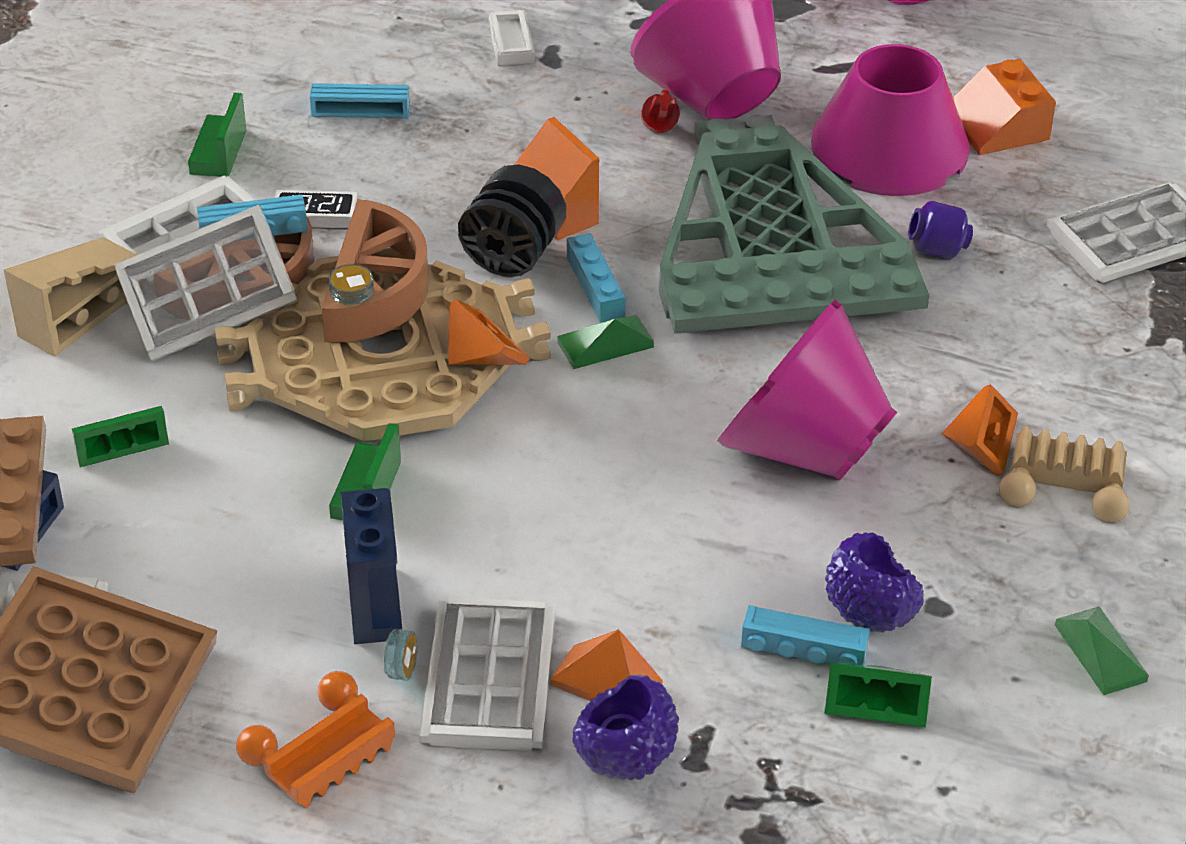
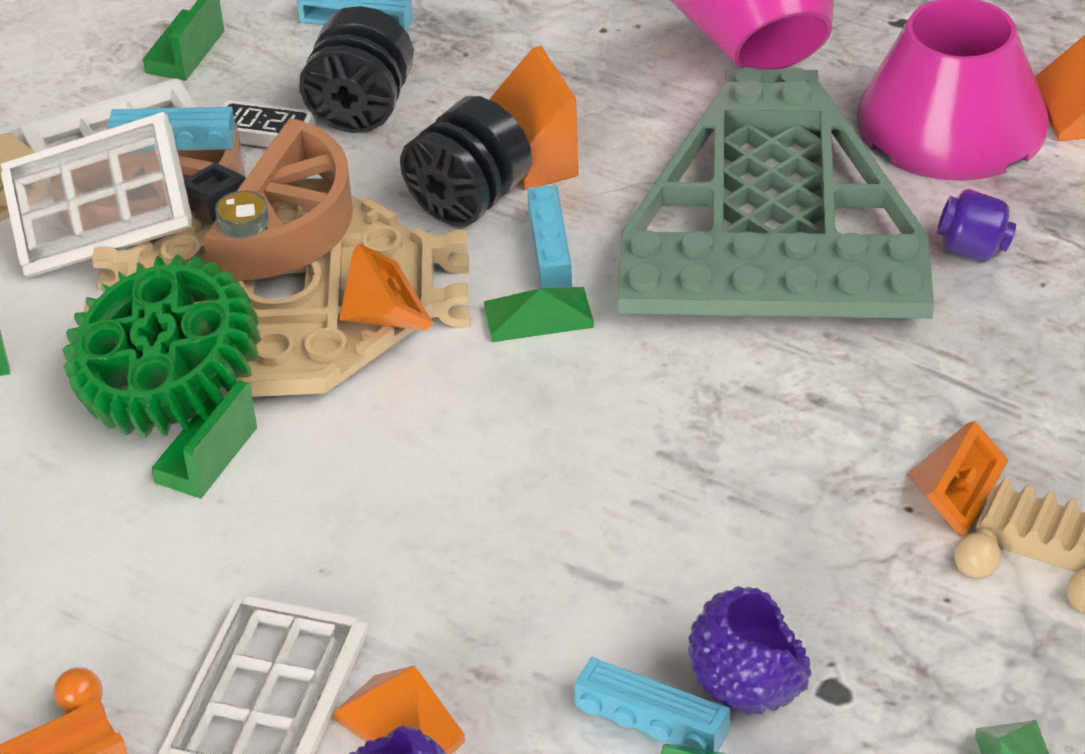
camera: 15 degrees right, 0 degrees up
(309, 269) = (209, 186): none -> black slope
(311, 402) = (161, 345): none -> green gear
(371, 564) = (150, 569): dark blue panel -> none
(390, 152) = (356, 69): none -> black wheel
(400, 654) = (165, 658): clear light blue tile -> none
(660, 112) = (688, 54): red piece -> none
(817, 403) = (738, 413): dark pink cone -> none

